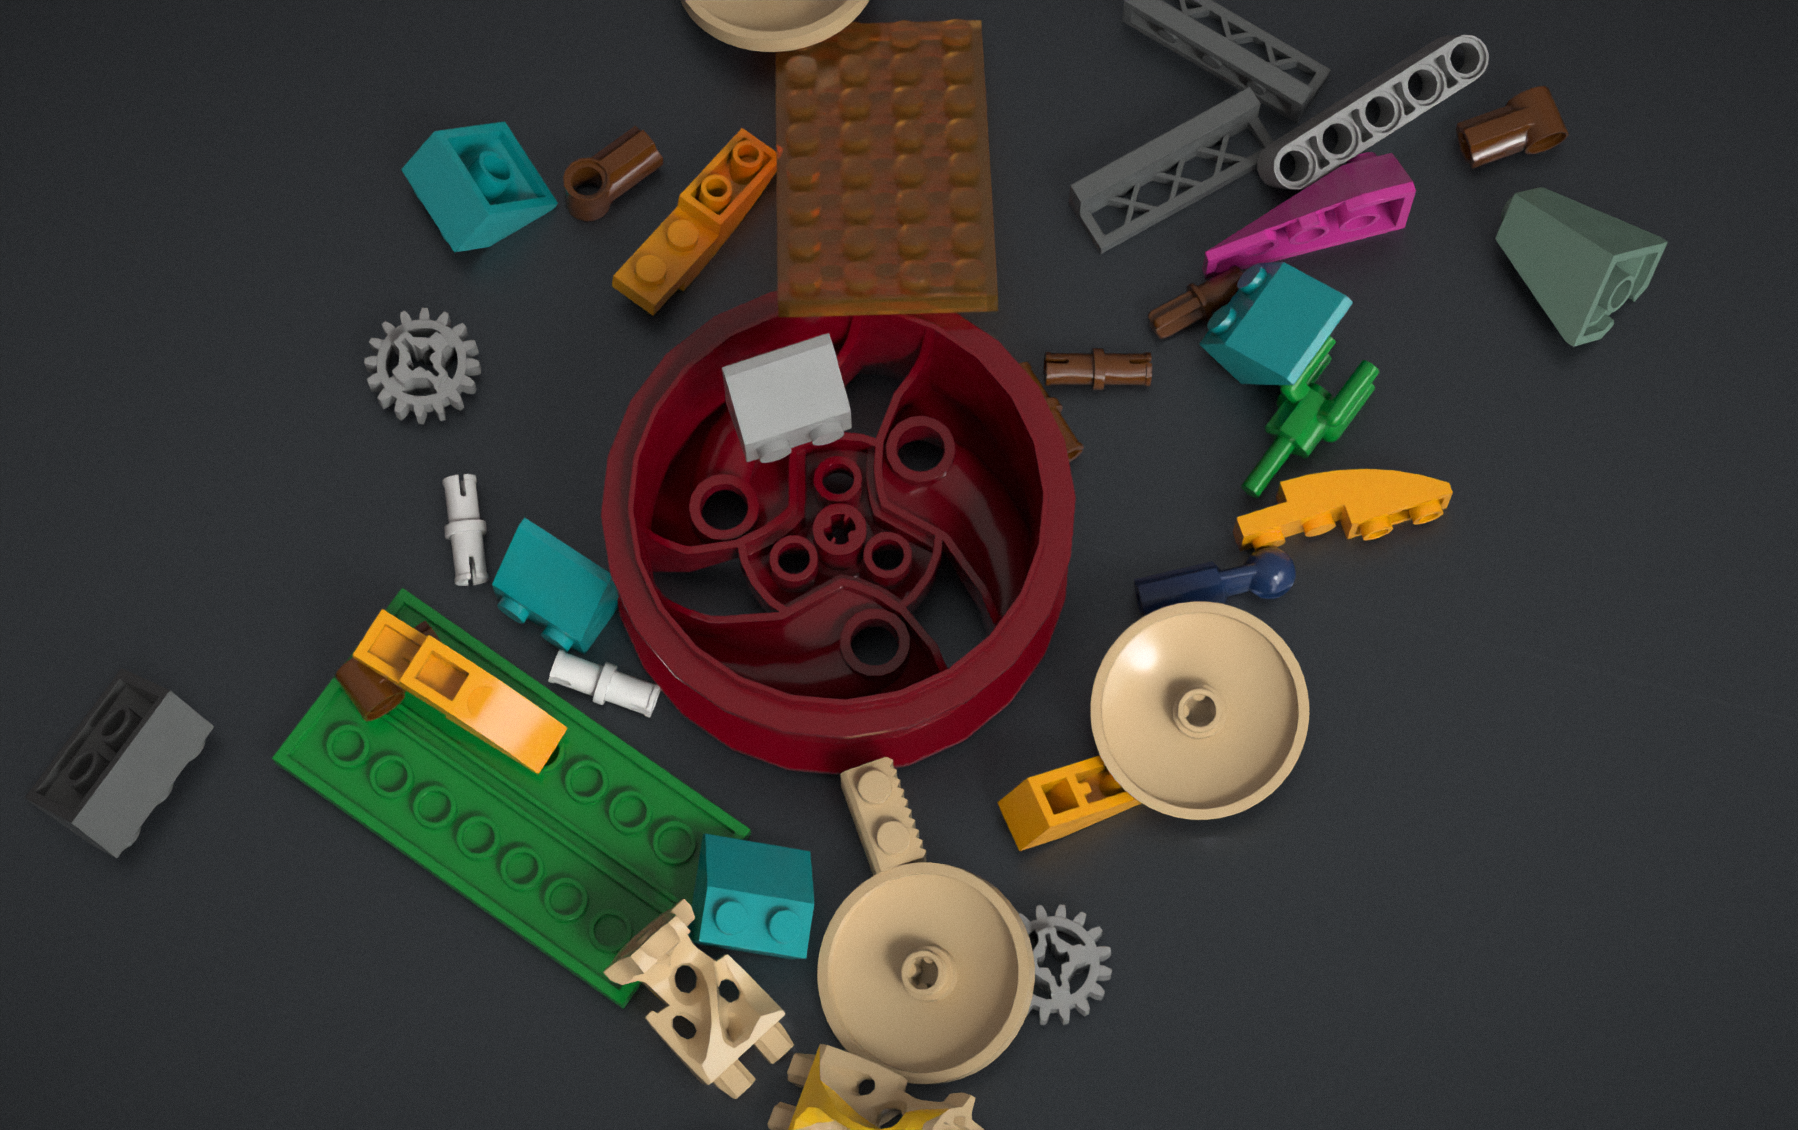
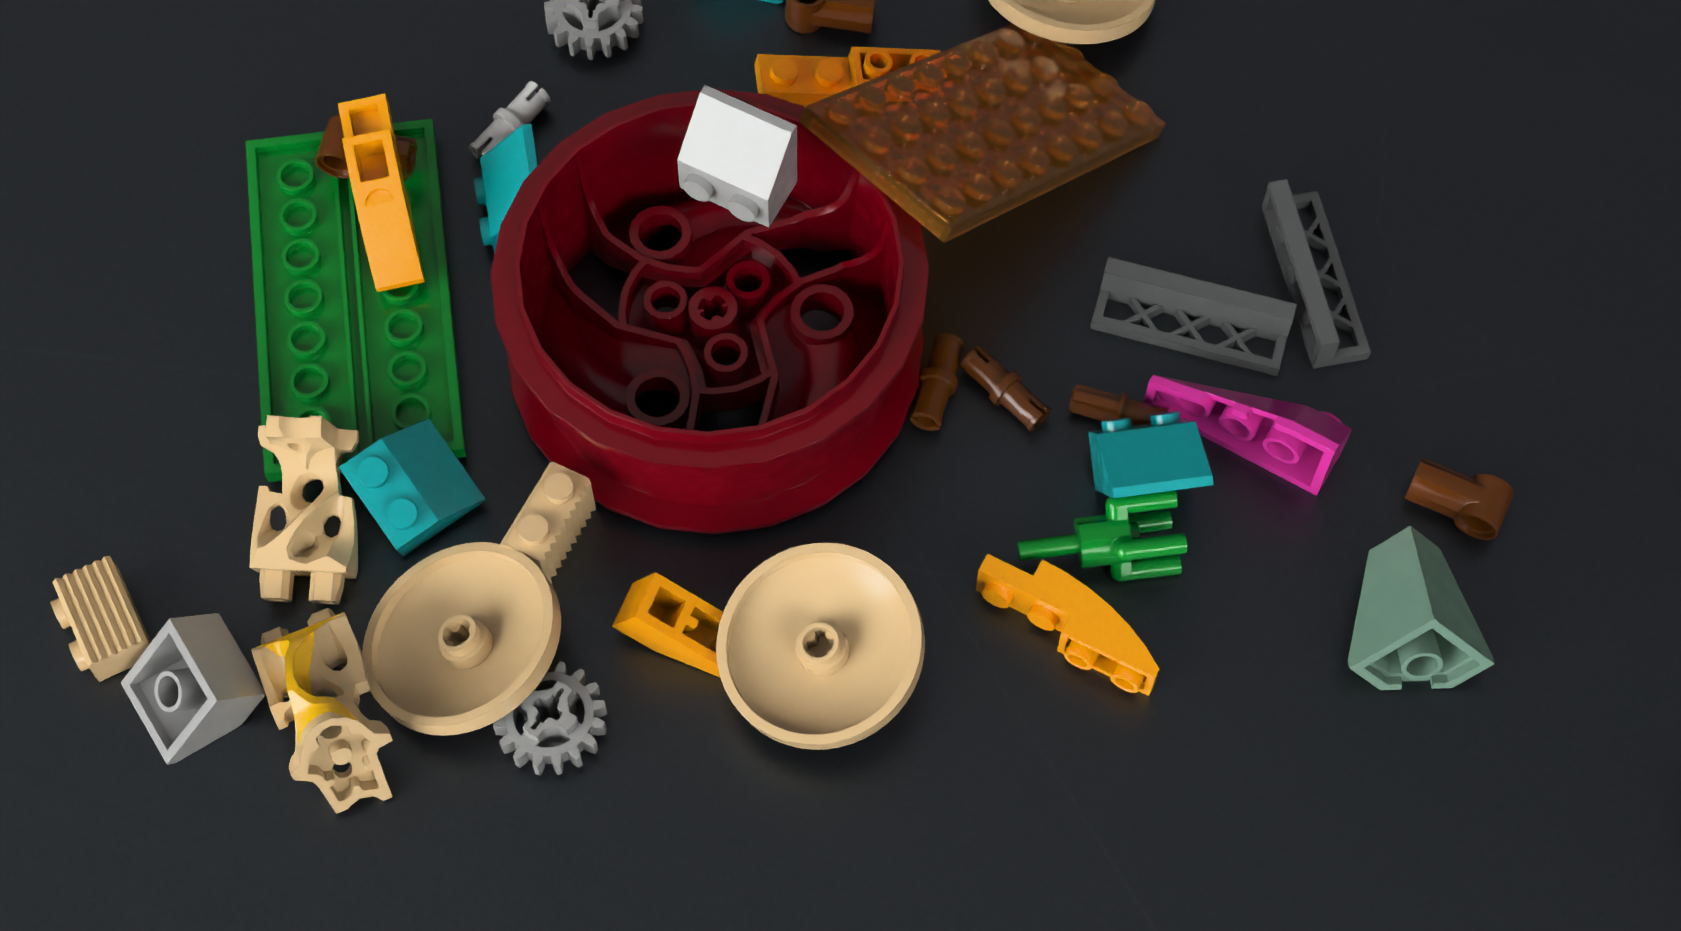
camera: 45 degrees right, 10 degrees down
(120, 762) = (163, 69): dark grey slope -> none
(604, 683) = (478, 276): white pin -> none
(1266, 574) = (972, 613): dark blue piece -> none
(1395, 105) = (1393, 397): light grey beam -> none

